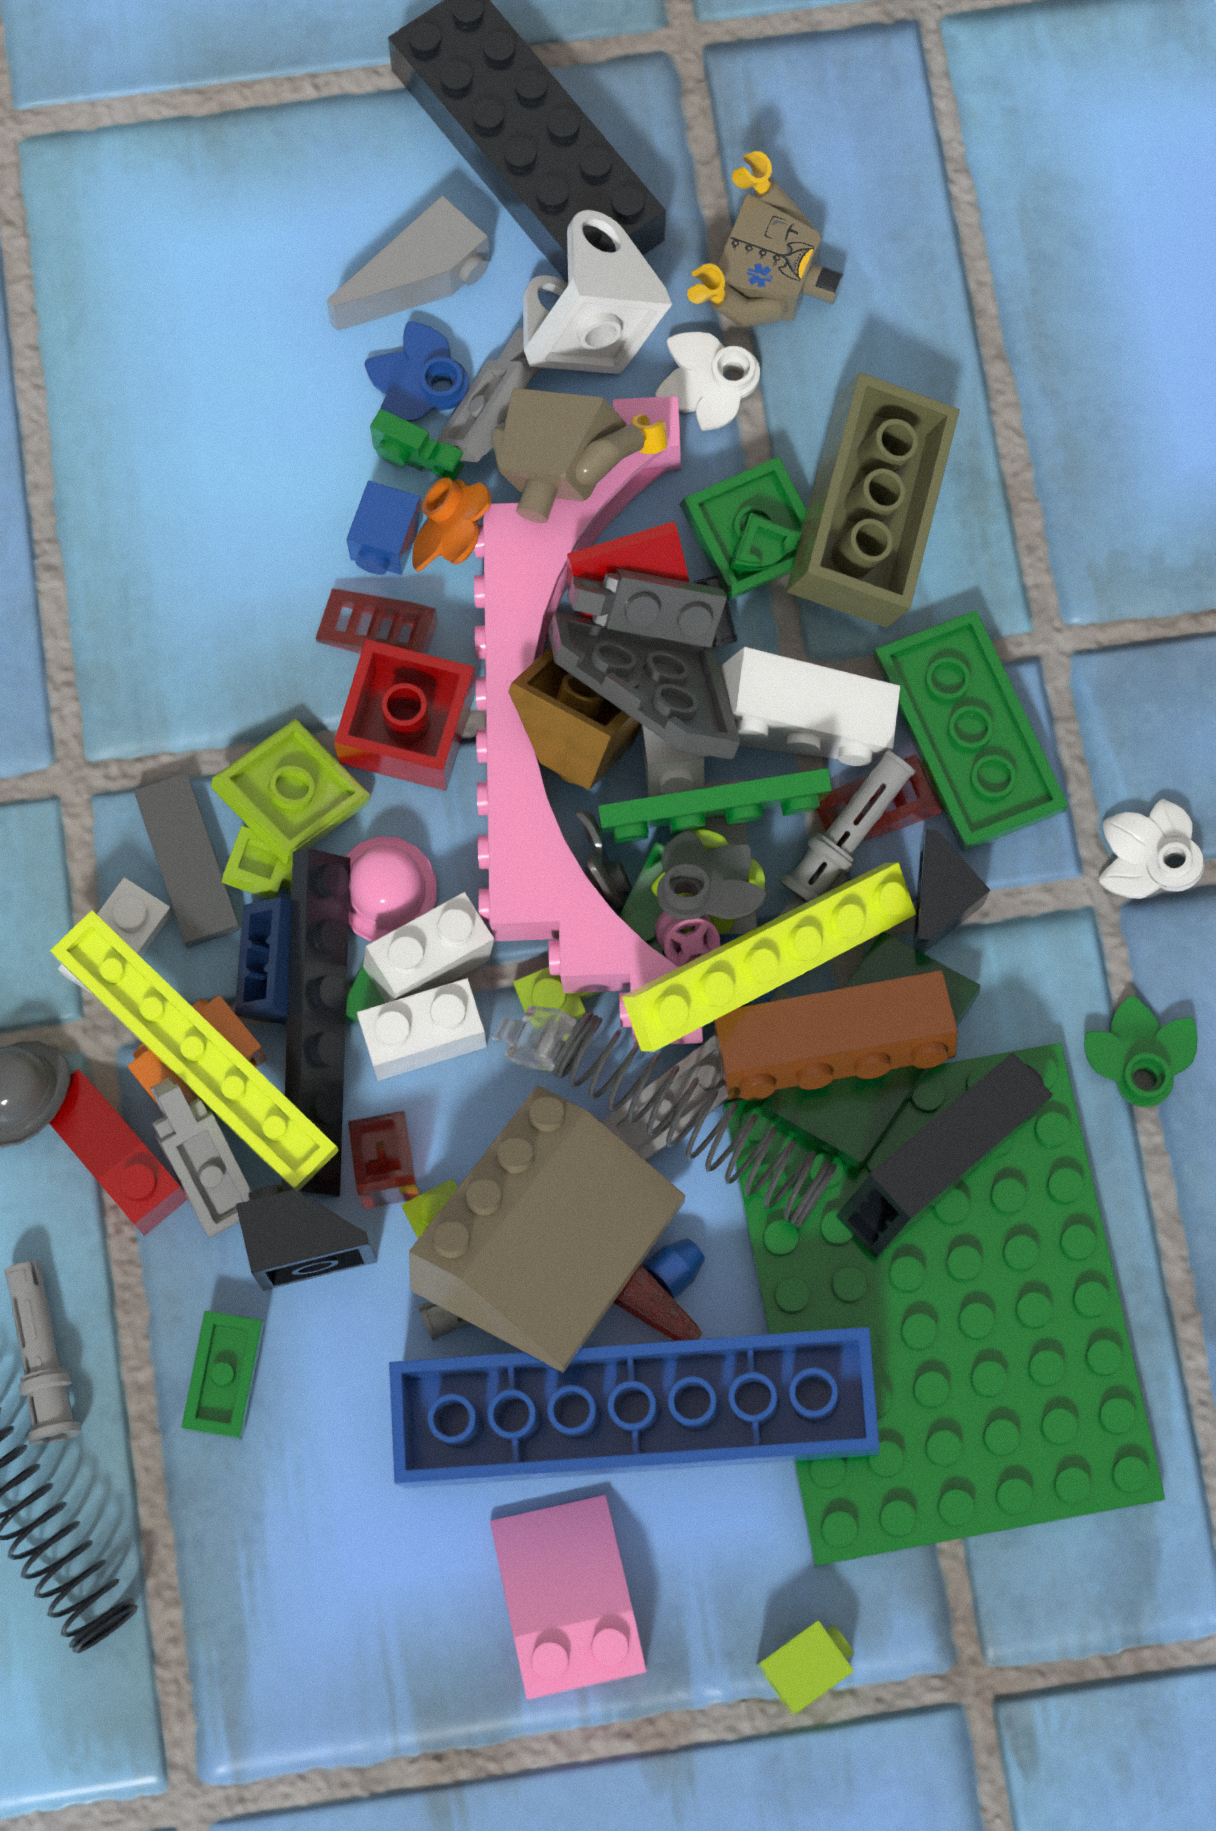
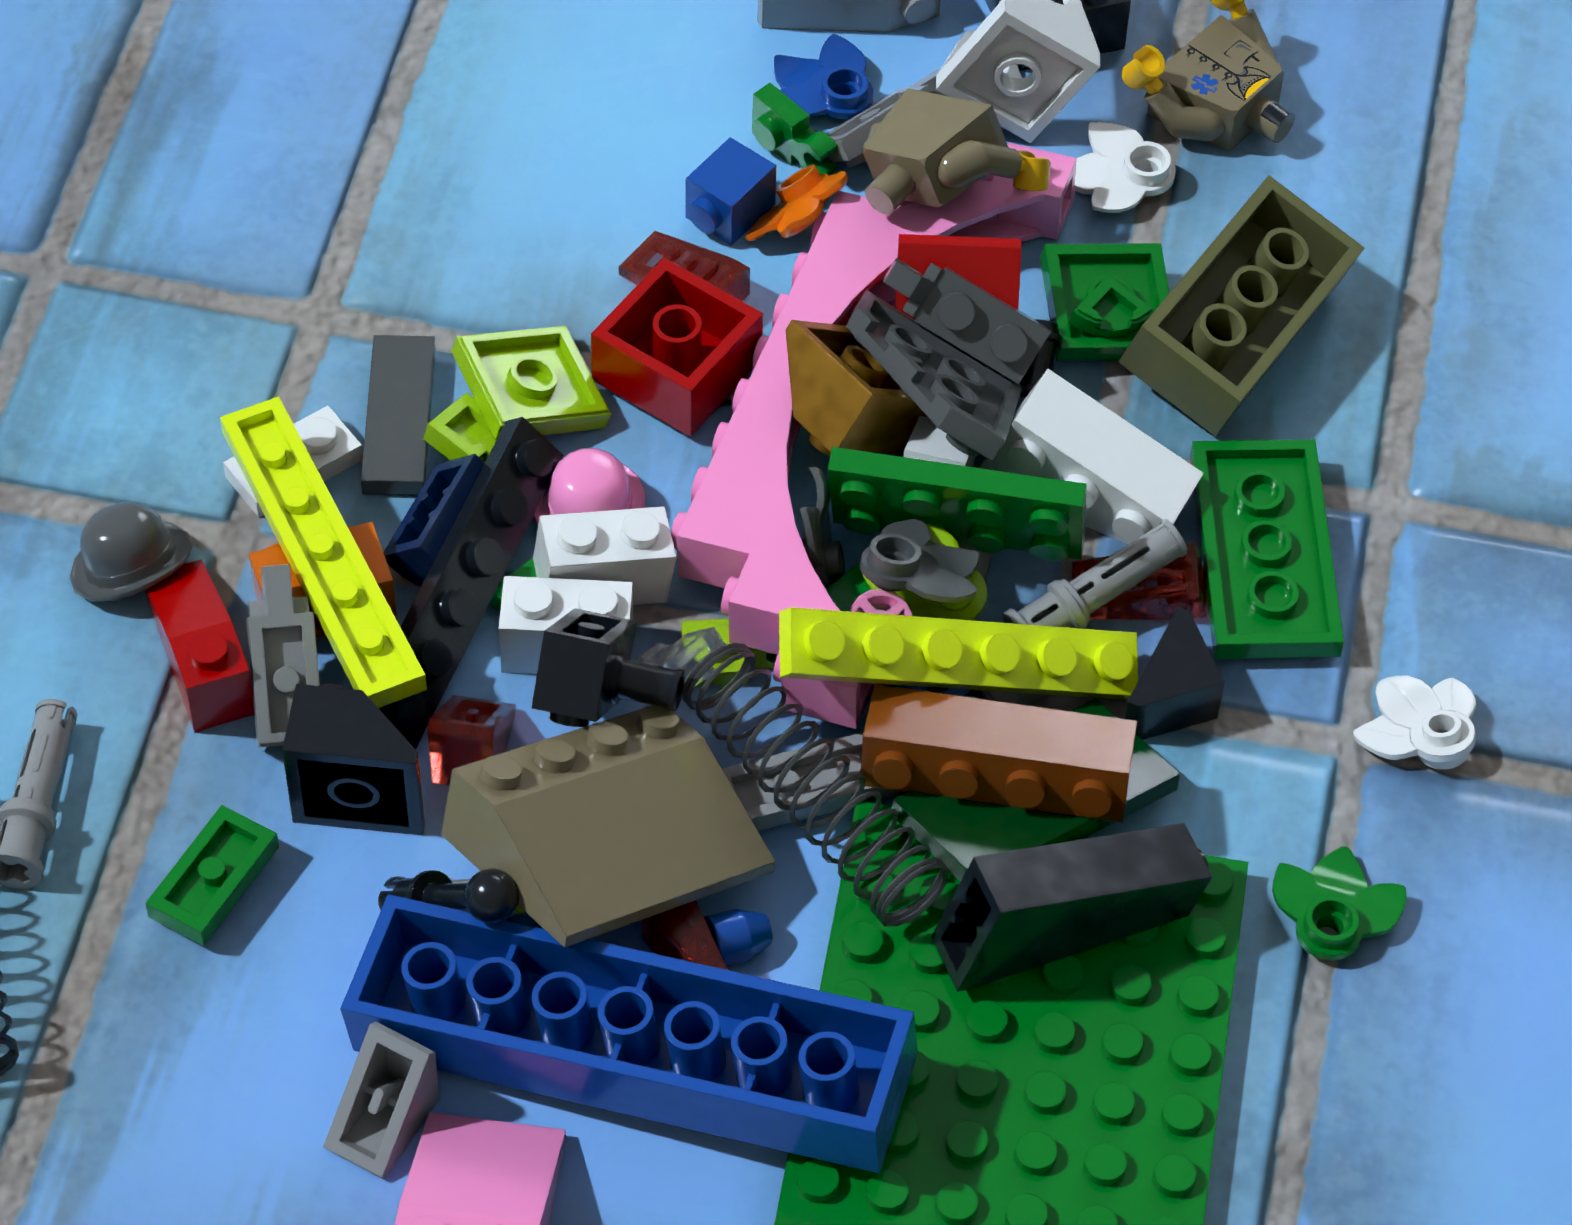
camera: 20 degrees right, 20 degrees down
(418, 1338) = (488, 895): none -> black pin
(453, 1538) = (384, 1100): none -> light grey slope
(475, 1090) = (590, 669): none -> black brick

